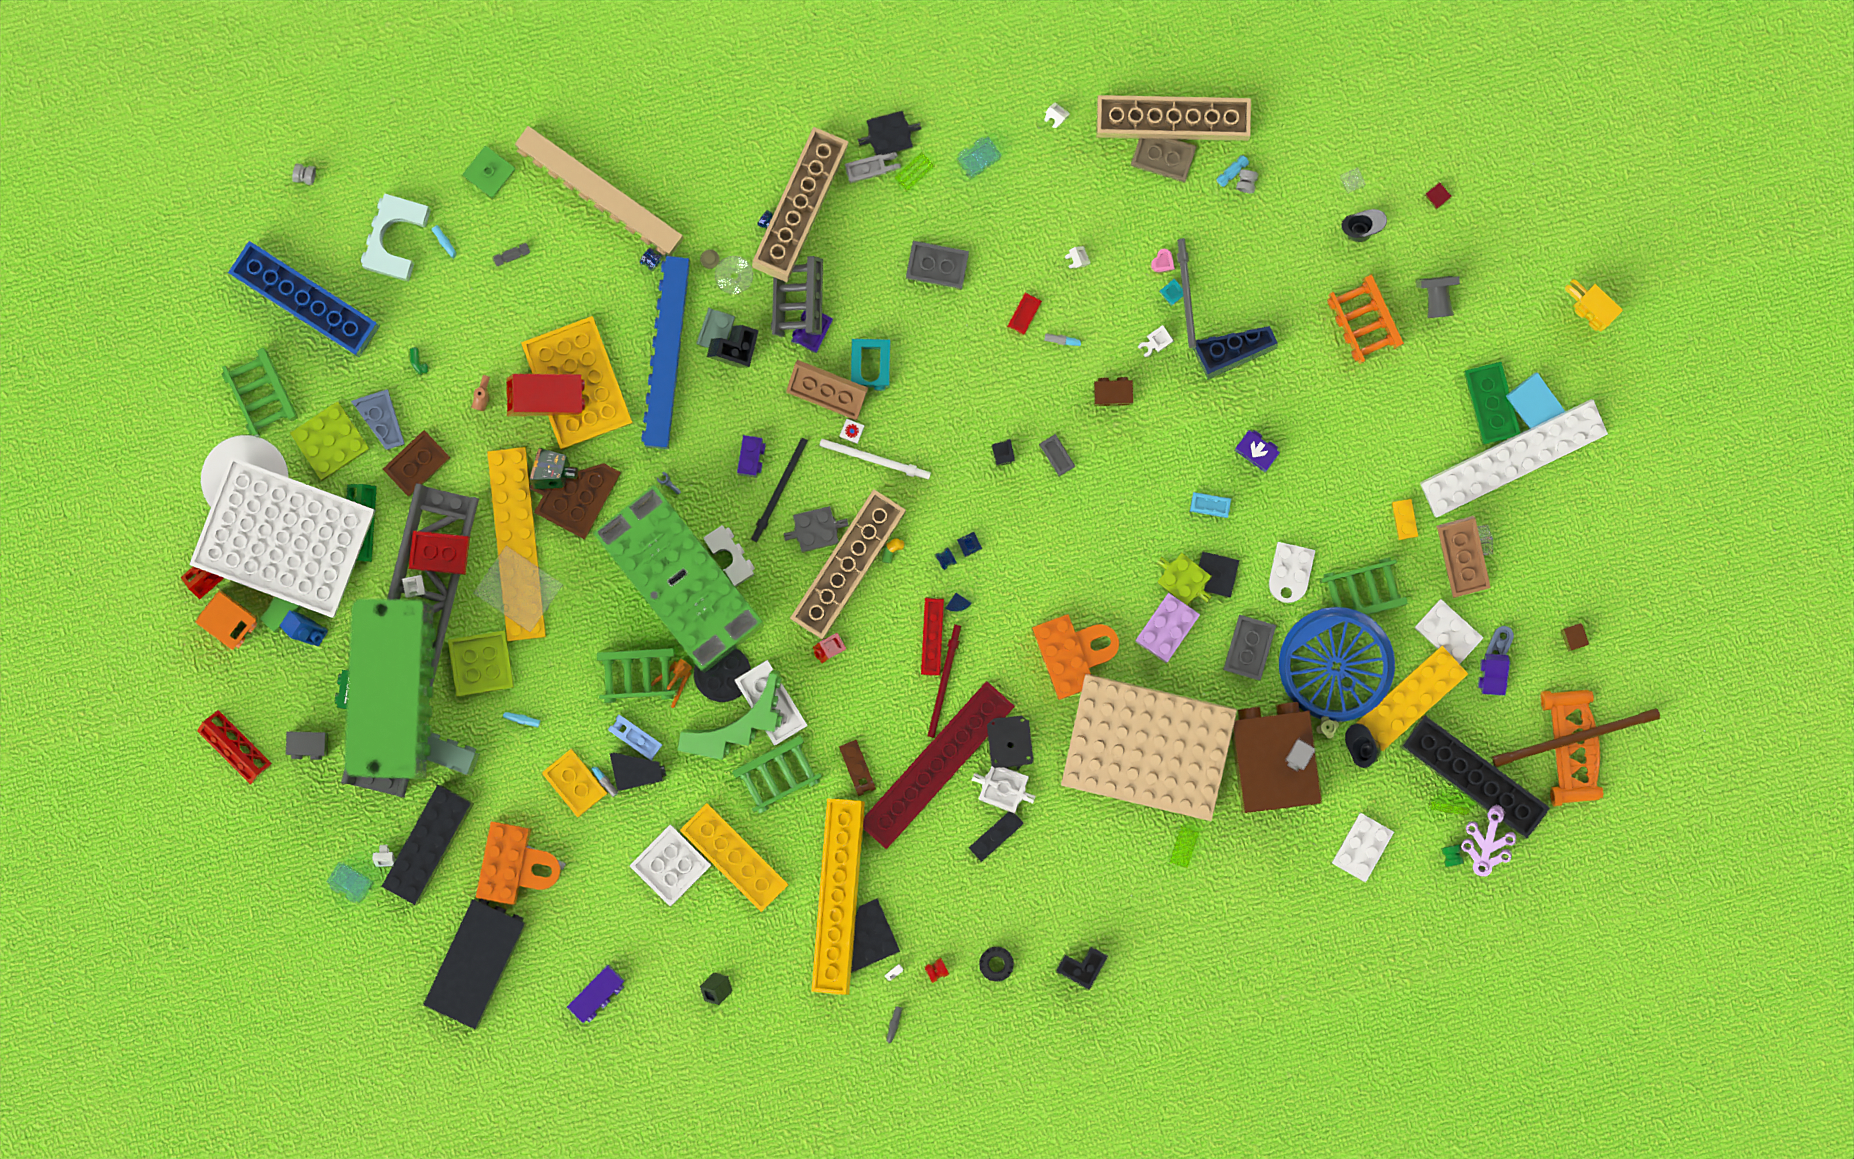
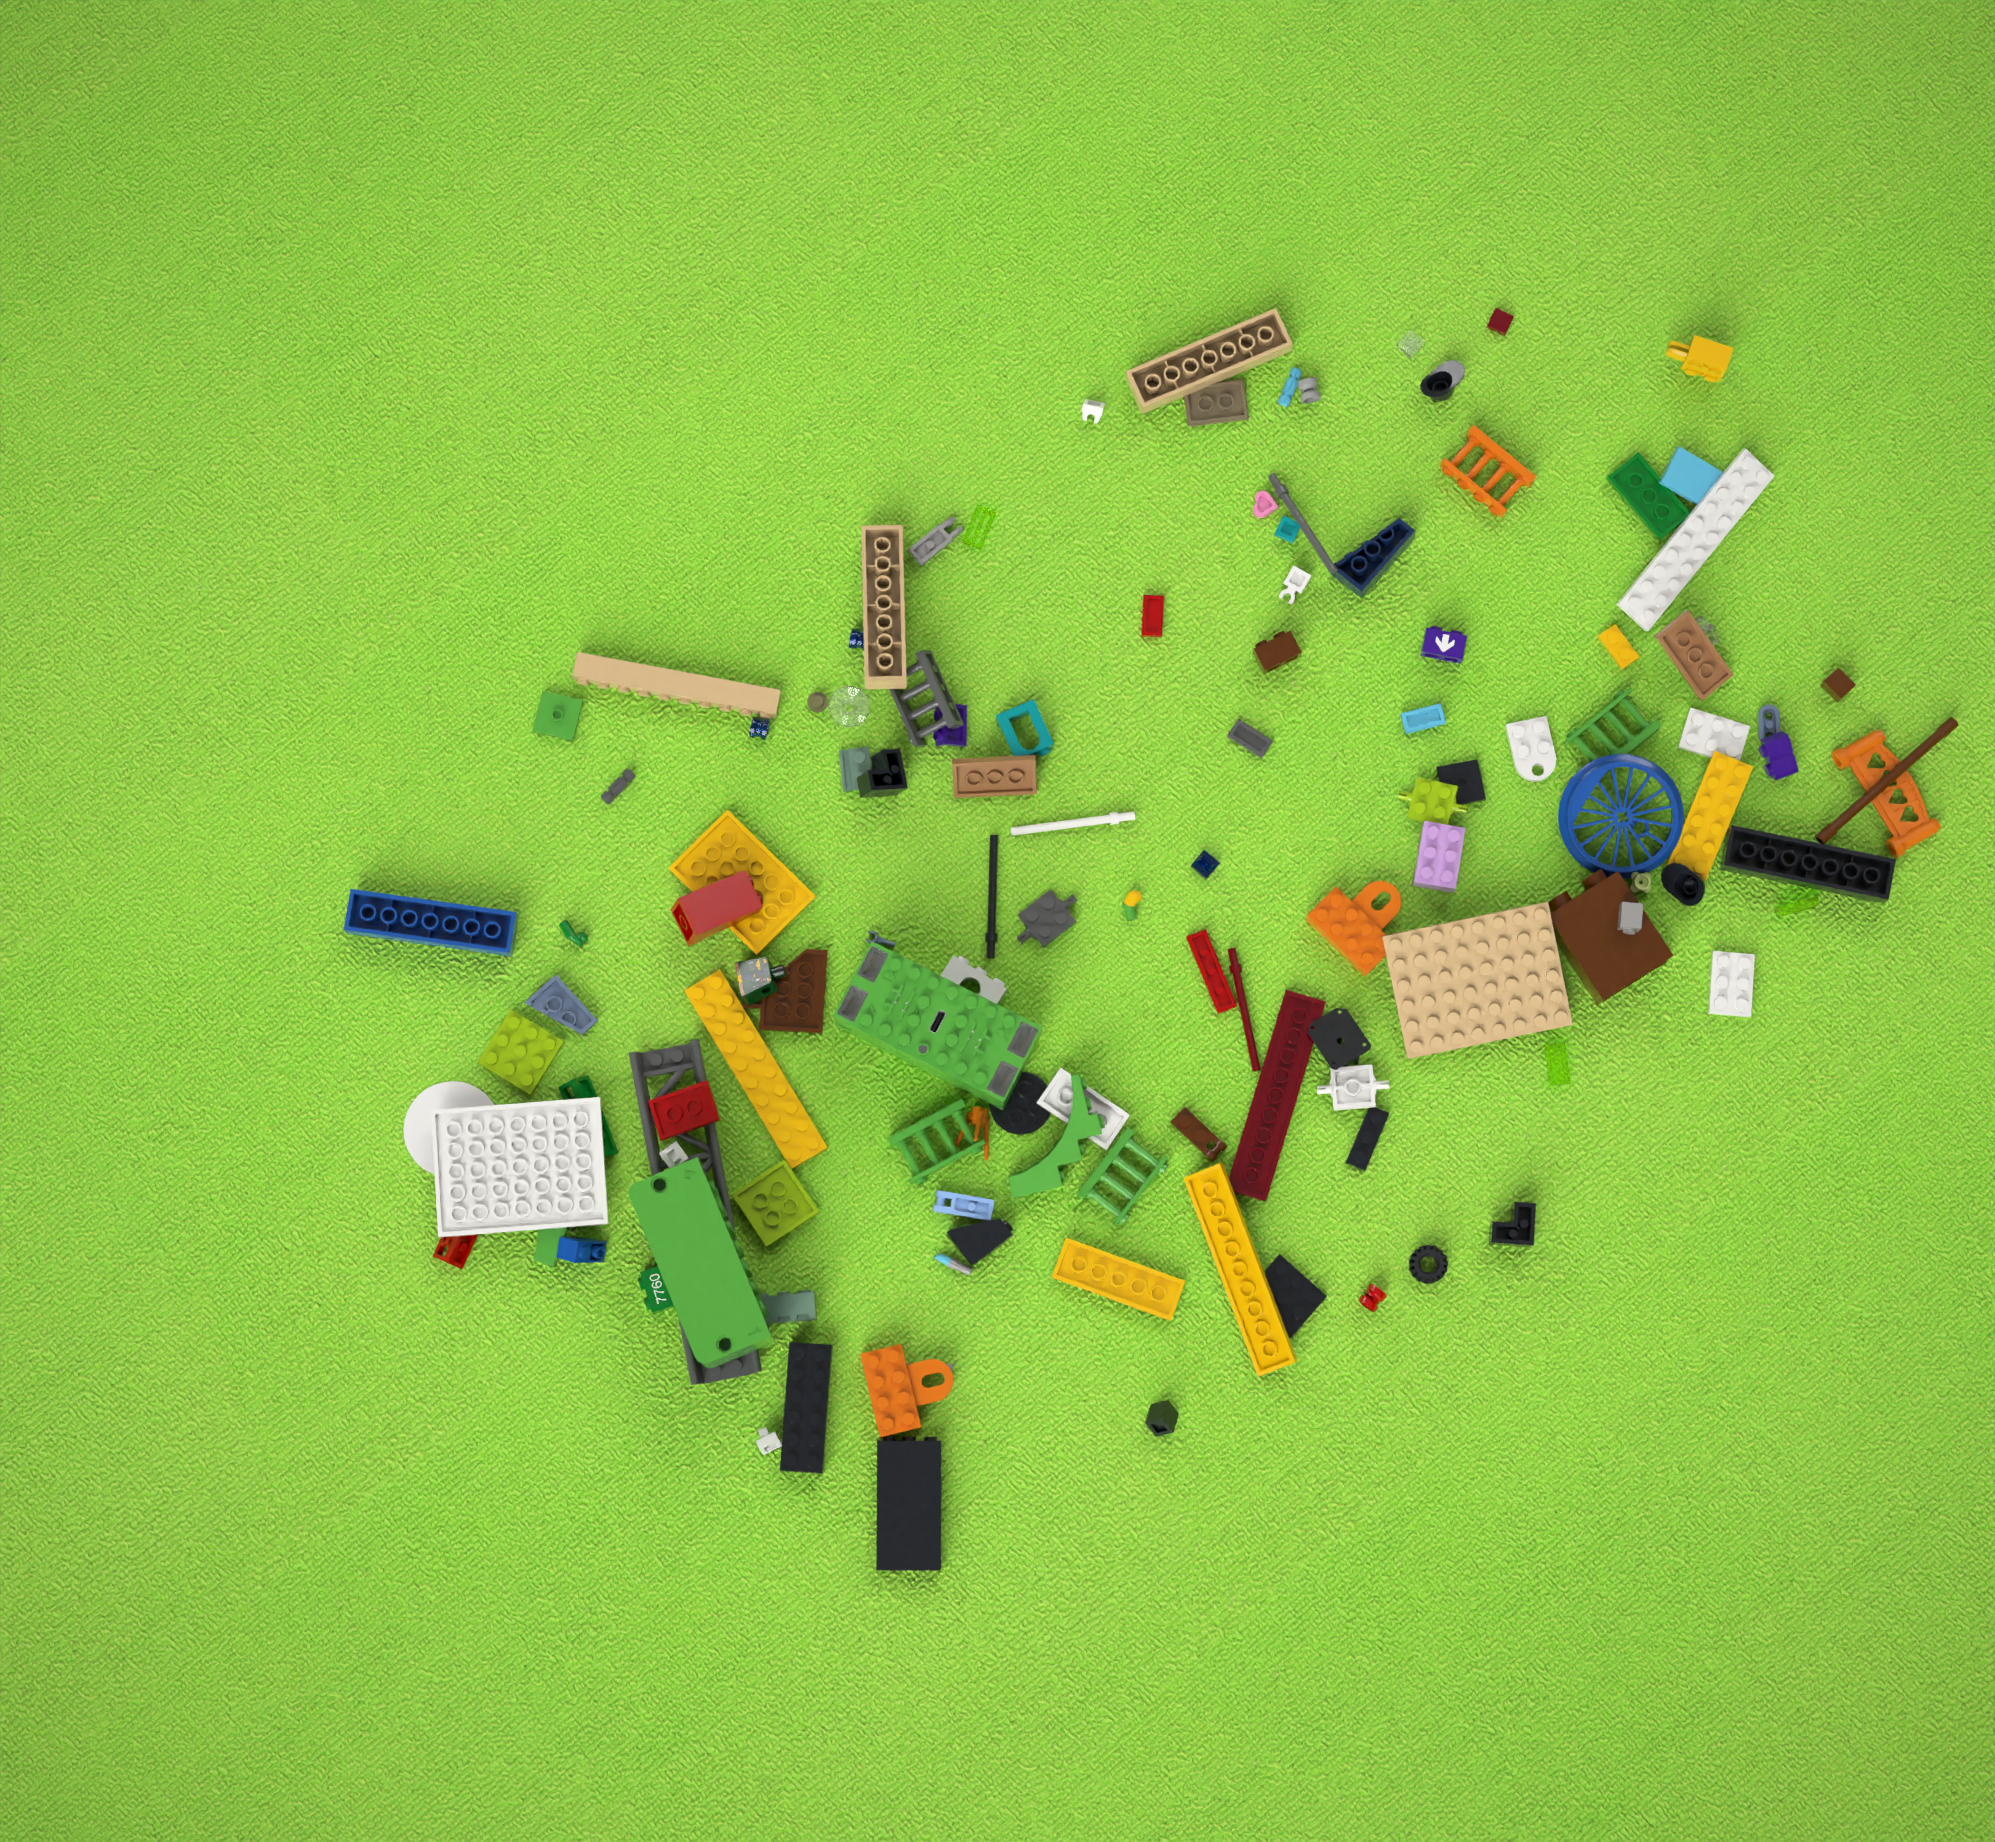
camera: 30 degrees left, 5 degrees down
(222, 617) = (495, 1275): orange container -> none
(230, 749) = (563, 1404): red fence -> none
(278, 393) = (448, 1029): bright green fence -> none
(304, 174) = (369, 801): light grey wheel -> none
(307, 744) = (637, 1364): dark grey brick -> none
(349, 882) = (745, 1482): clear light blue brick -> none
(391, 211) = (479, 796): light aqua arch -> none
(416, 463) = (618, 1034): reddish brown plate -> none
(444, 241) = (544, 803): medium azure piece -> none
(481, 395) = (654, 943): nougat piece -> none
(518, 588) = (778, 1111): clear piece -> none
(522, 719) = (842, 1240): medium azure piece -> none
(574, 783) = (924, 1279): yellow tile -> none
(596, 994) = (1045, 1479): dark purple brick -> none
(667, 352) = (818, 813): blue brick -> none
(670, 865) = (1058, 1316): white plate -> none
(750, 454) = (948, 876): dark purple brick -> none
(829, 648) = (1115, 1029): bracket -> none
(848, 564) = (1096, 938): tan brick -> none
(852, 431) = (1037, 806): white tile -> none
(889, 133) = (937, 501): black plate -> none
(894, 972) = (1332, 1317): white tile -> none
(894, 1023) = (1355, 1371): dark grey piece -> none
(937, 265) = (1044, 607): dark grey plate -> none
(945, 558) = (1189, 888): clear blue wheel -> none
(958, 603) = (1221, 927): clear blue tile -> none
(978, 157) = (1036, 484): clear light blue brick -> none
(1003, 453) = (1196, 760): black panel -> none
(1062, 340) = (1201, 624): light grey piece -> none
(1079, 257) = (1181, 536): white tile -> none
(1249, 647) = (1527, 839): dark grey plate -> none
(1438, 294) = (1547, 415): dark grey plant -> none
(1452, 855) = (1822, 951): green wheel -> none
(1487, 844) = (1853, 924): lavender plant -> none

